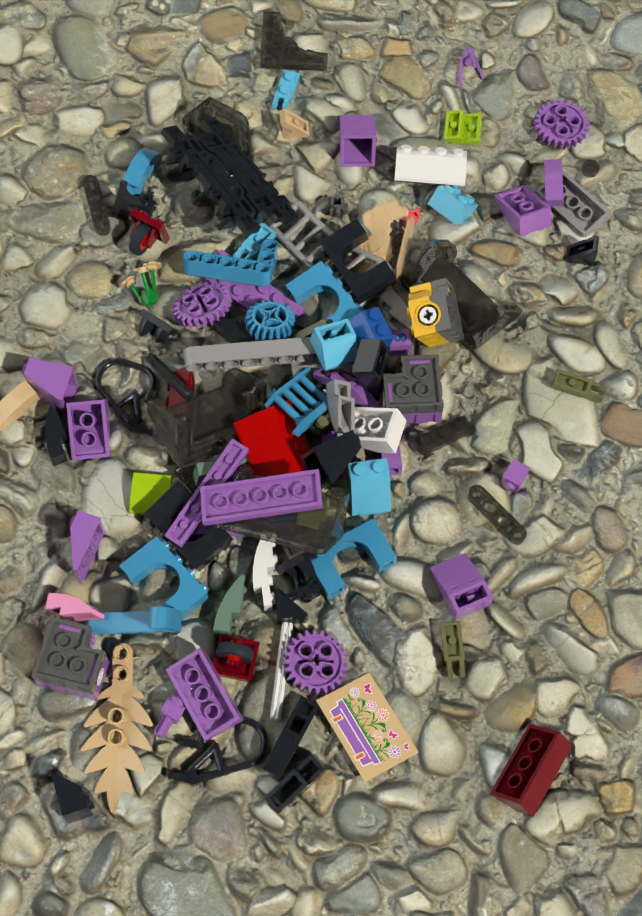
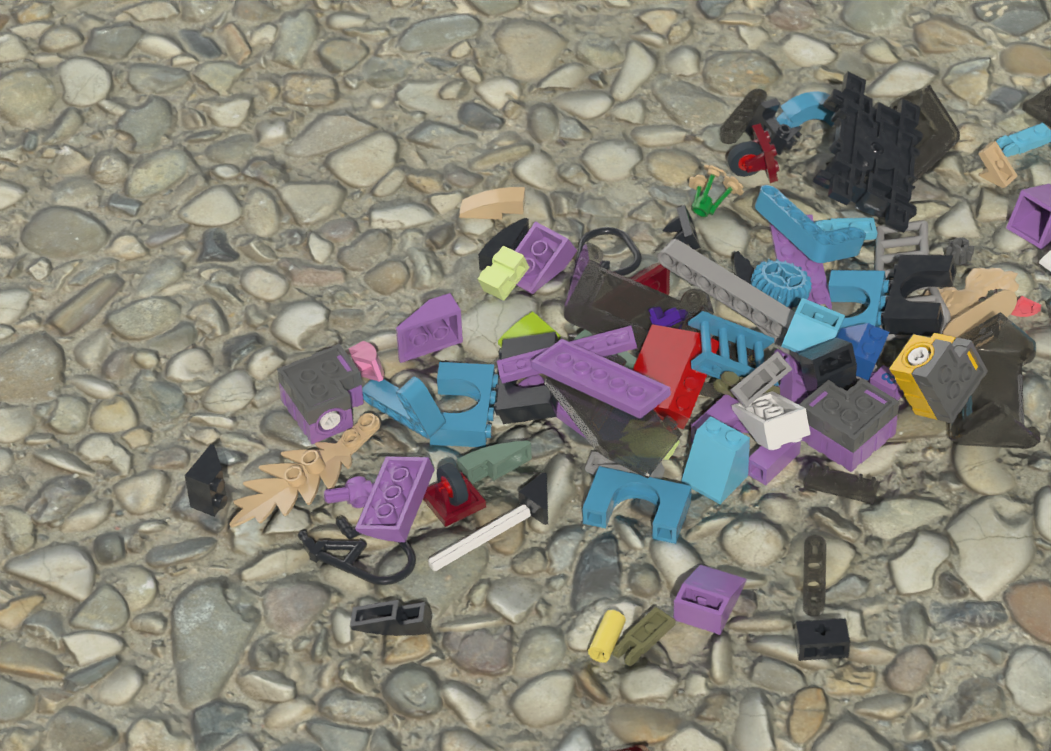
camera: 50 degrees right, 20 degrees down
(52, 382) = (546, 202): medium lavender slope -> none
(82, 459) = (504, 273): none -> yellowish green brick
(169, 376) = (643, 262): black axle -> none
(189, 310) = (740, 237): medium lavender gear -> none
(235, 408) = (667, 318): none -> dark purple bracket
(264, 565) = (557, 452): white slope -> none
(290, 737) = (421, 580): black slope -> none
(297, 567) = (580, 480): black tile -> none
(317, 680) = (513, 550): medium lavender gear -> none
(332, 457) = (704, 398): black slope -> none
(367, 727) = (499, 631): sticker -> none
(433, 669) = (607, 636): none -> light yellow piece
(514, 476) = (867, 557): medium lavender brick -> none
(544, 565) = (822, 639): none -> black brick
(578, 385) = (1022, 538): olive hinge -> none

